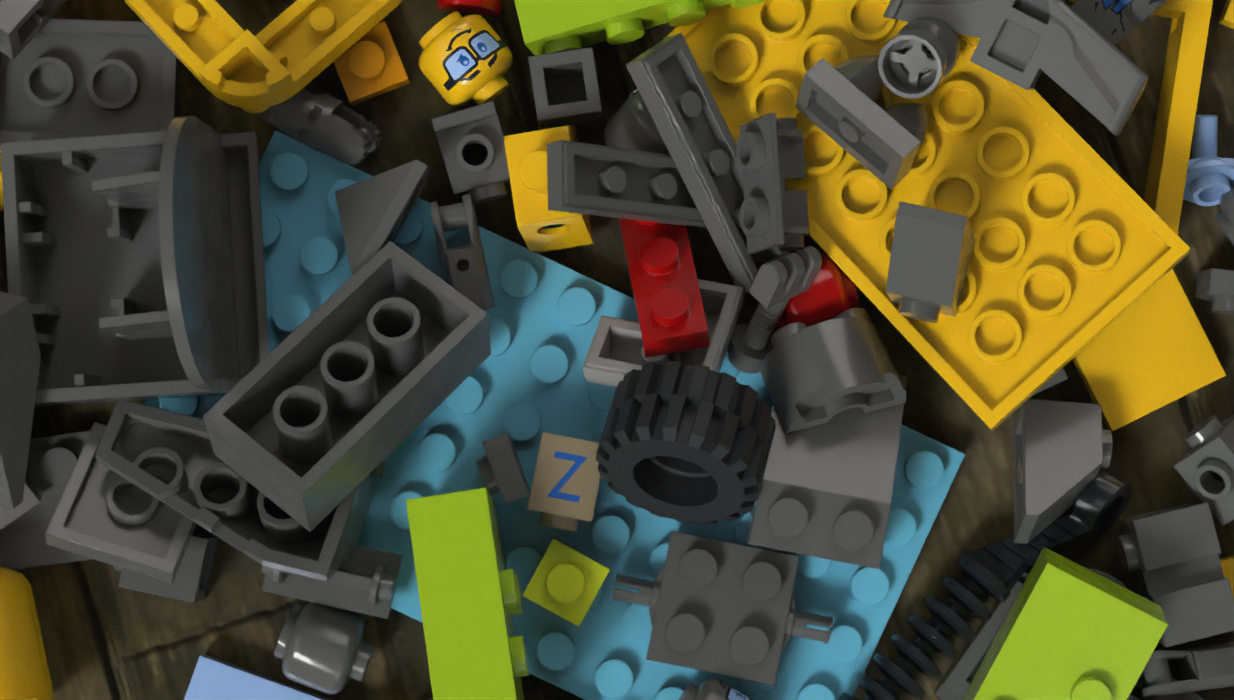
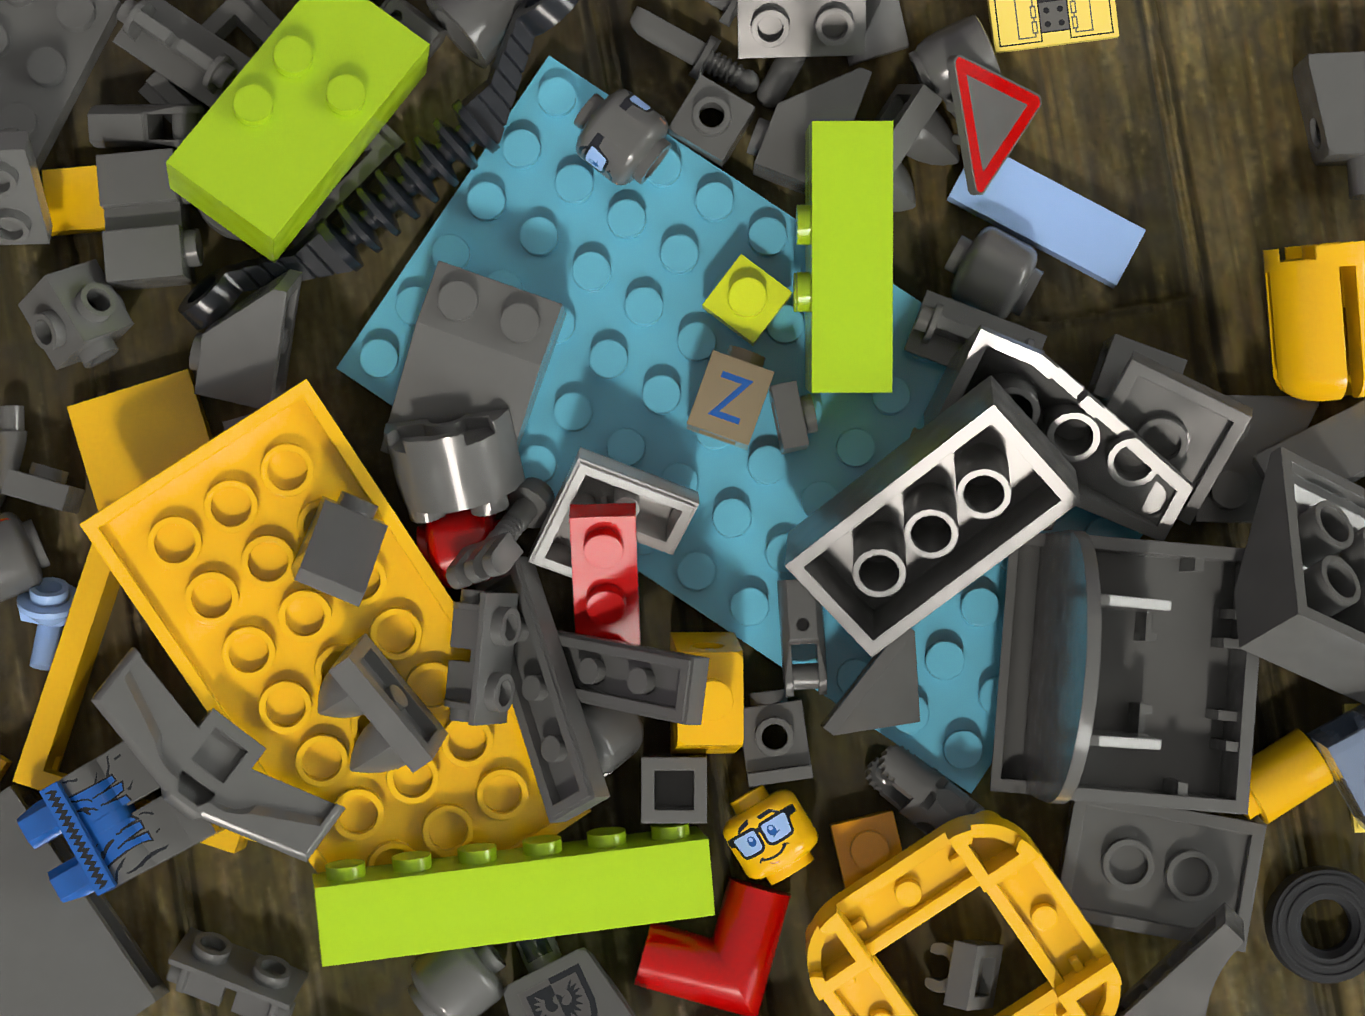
camera: 170 degrees left, 0 degrees up
(686, 443) = (608, 410): black tyre -> none
(722, 608) = (598, 250): dark grey plate -> none
(907, 65) = (330, 752): dark grey wheel -> none

